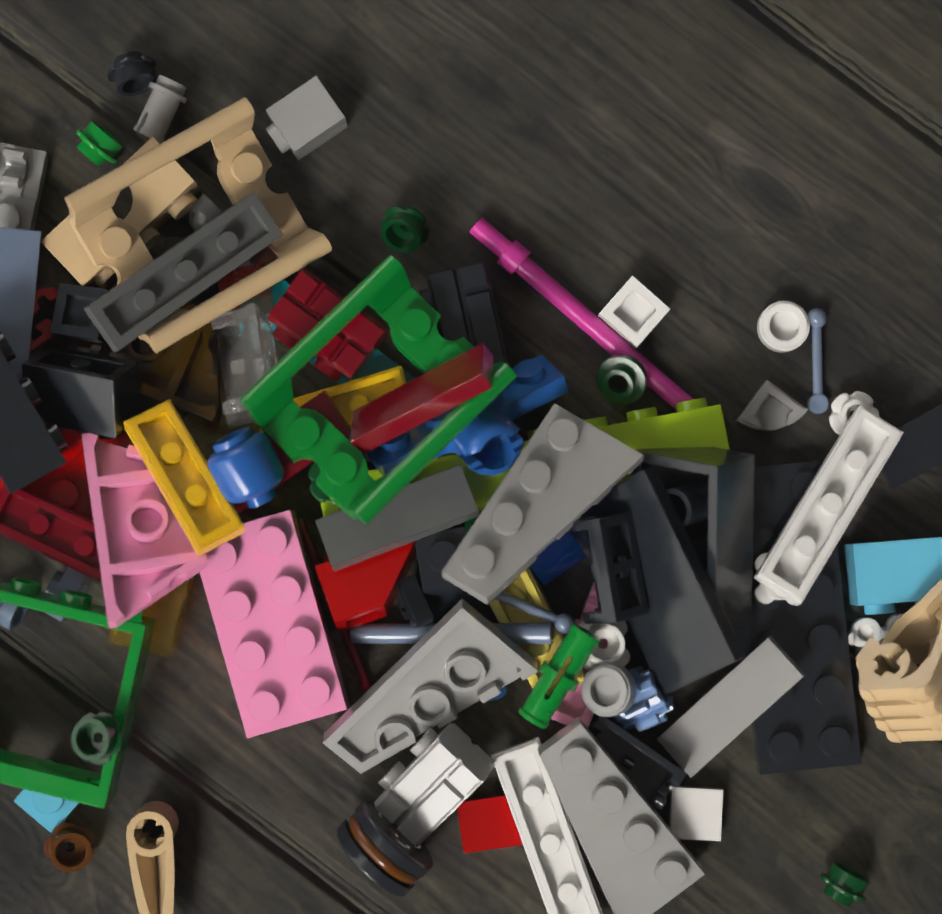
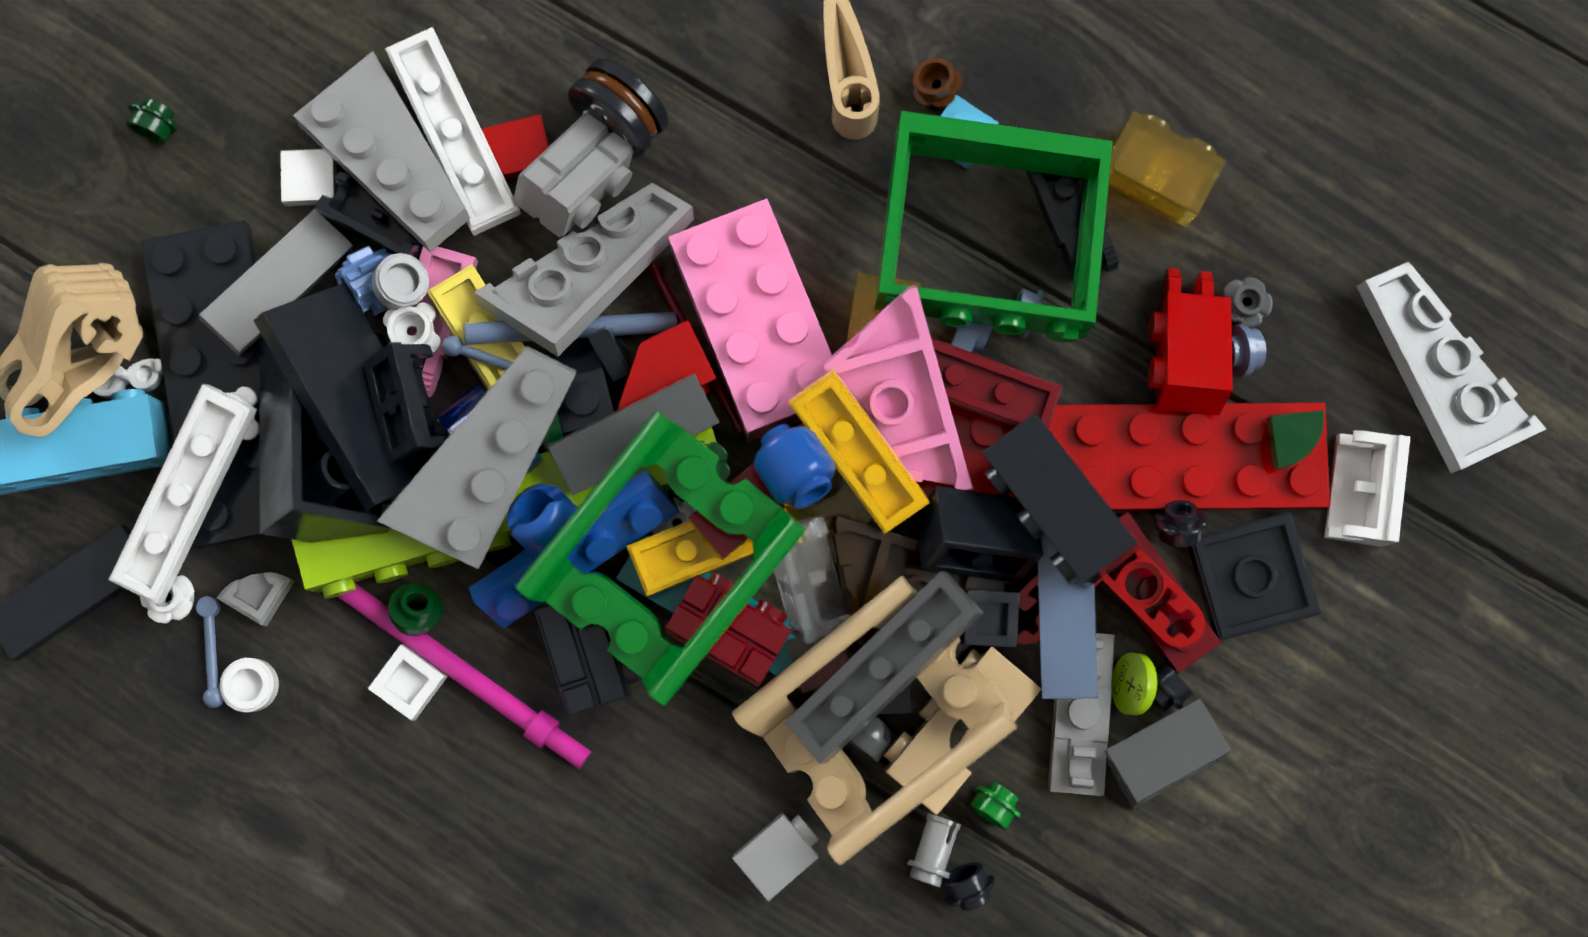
camera: 170 degrees right, 5 degrees down
(85, 740) = (926, 169): dark green plate -> none
(404, 228) = (659, 746): dark green plate -> none
(422, 399) = (614, 555): dark red tile -> none
(540, 706) = (451, 288): green pin -> none

